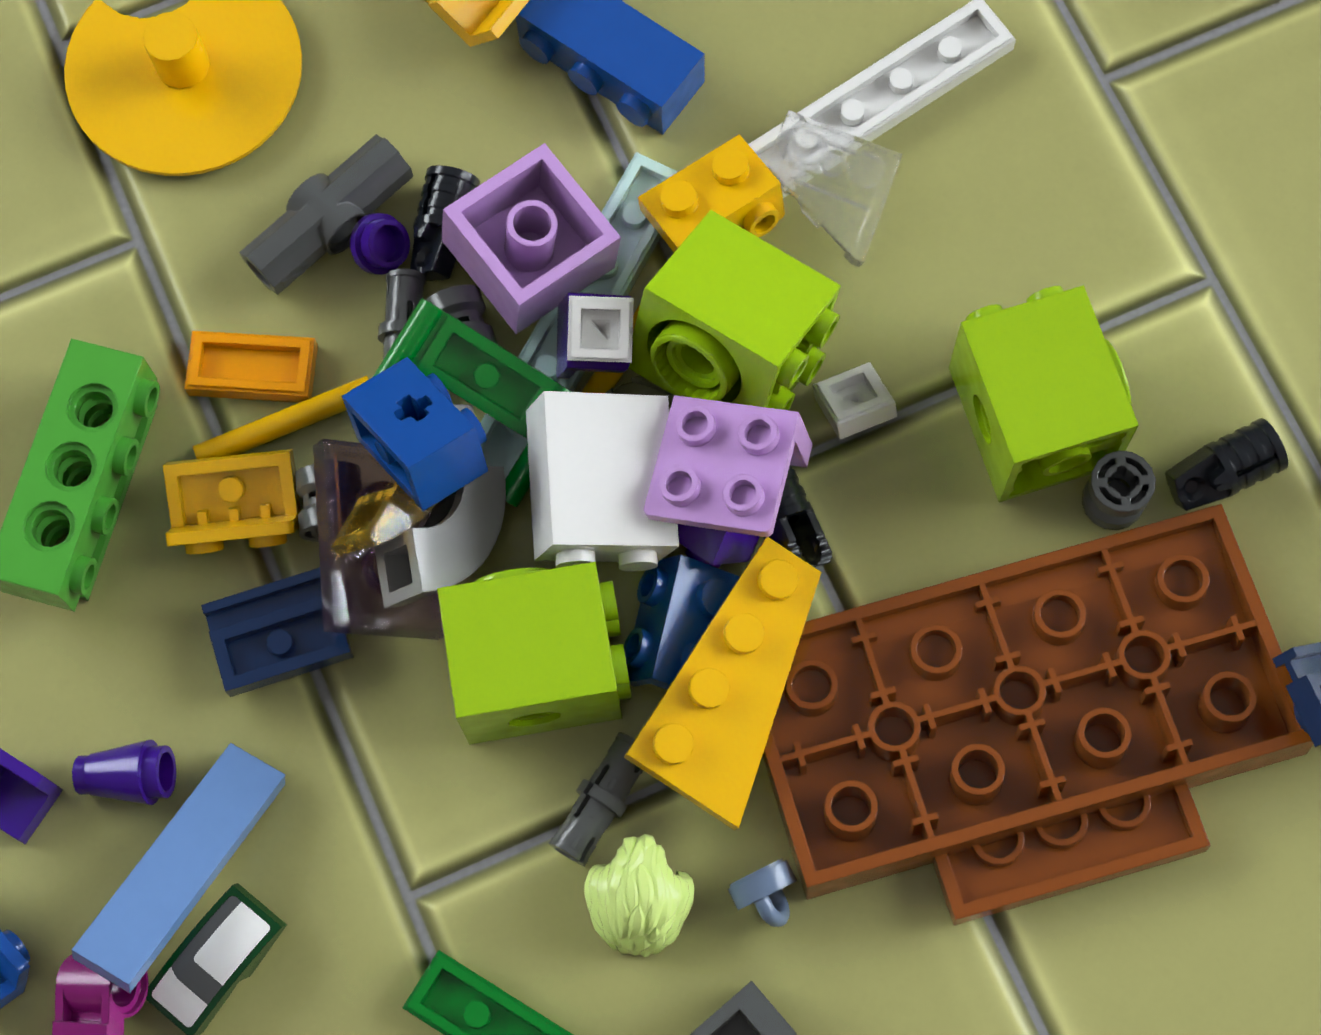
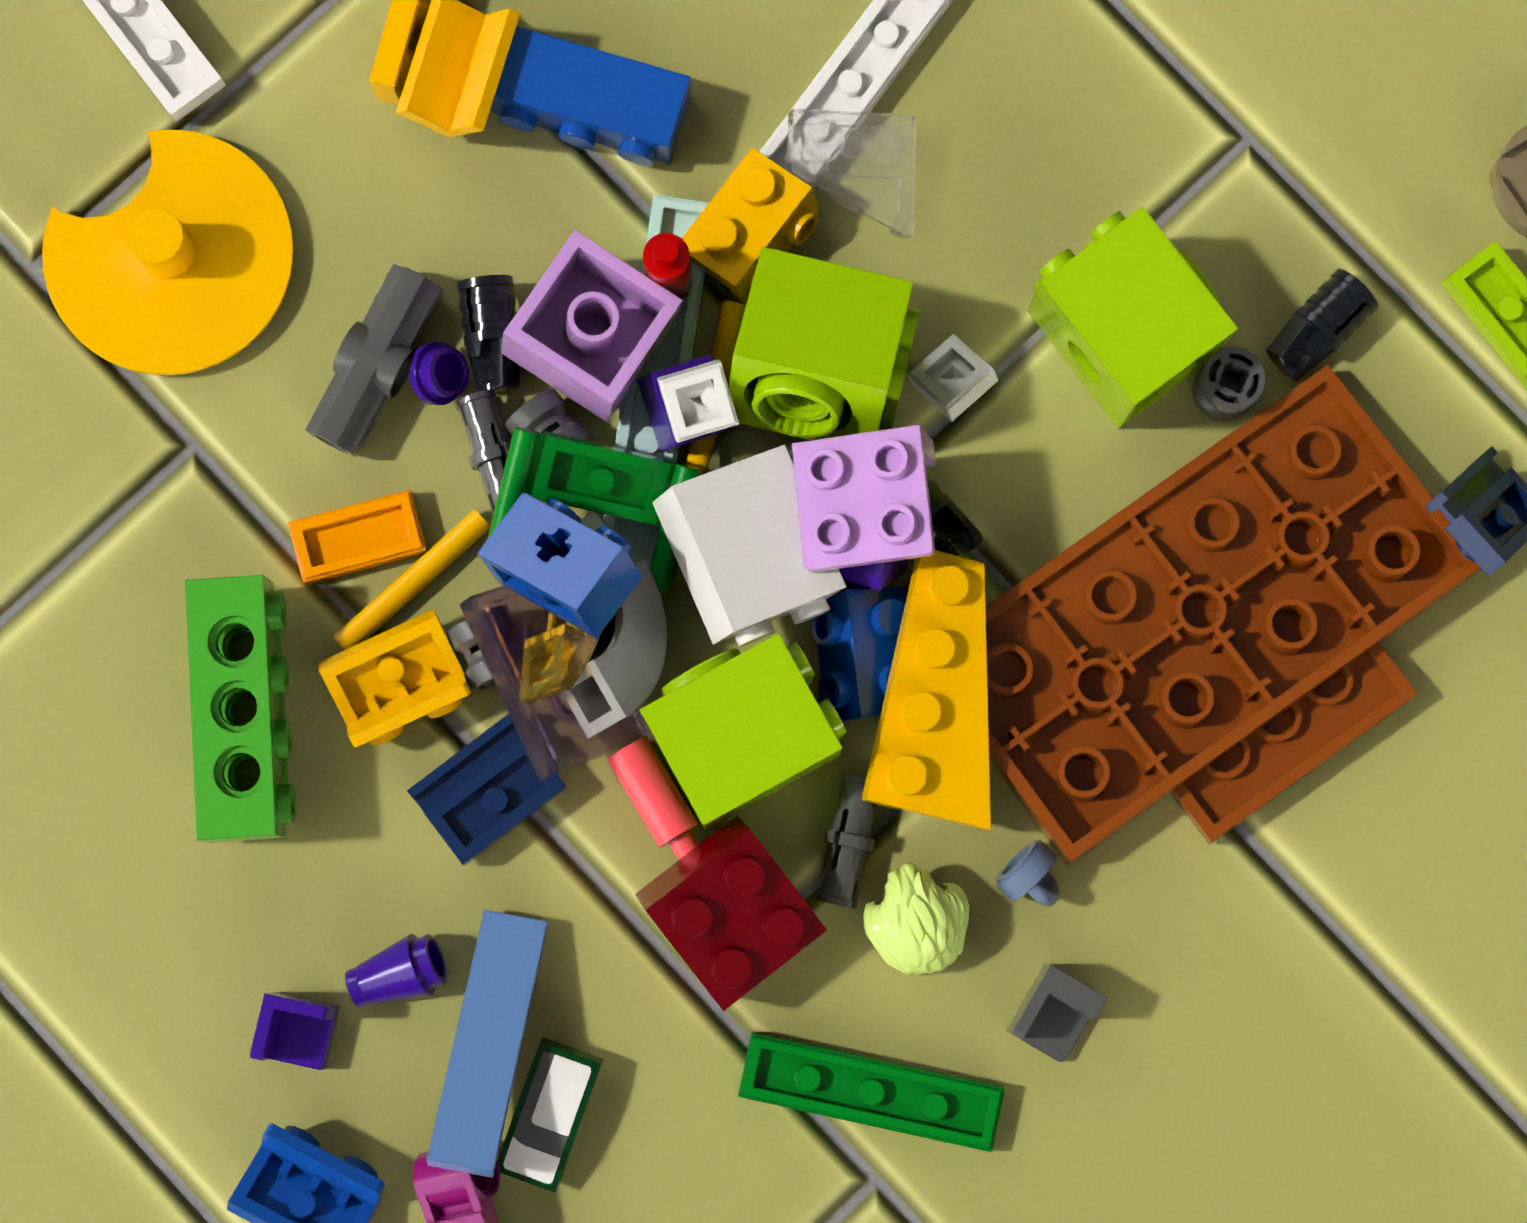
camera: 25 degrees left, 10 degrees up
(431, 694) = (655, 796): none -> coral cylinder
(457, 822) = (730, 912): none -> dark red brick
(620, 202) = (668, 263): none -> red cylinder

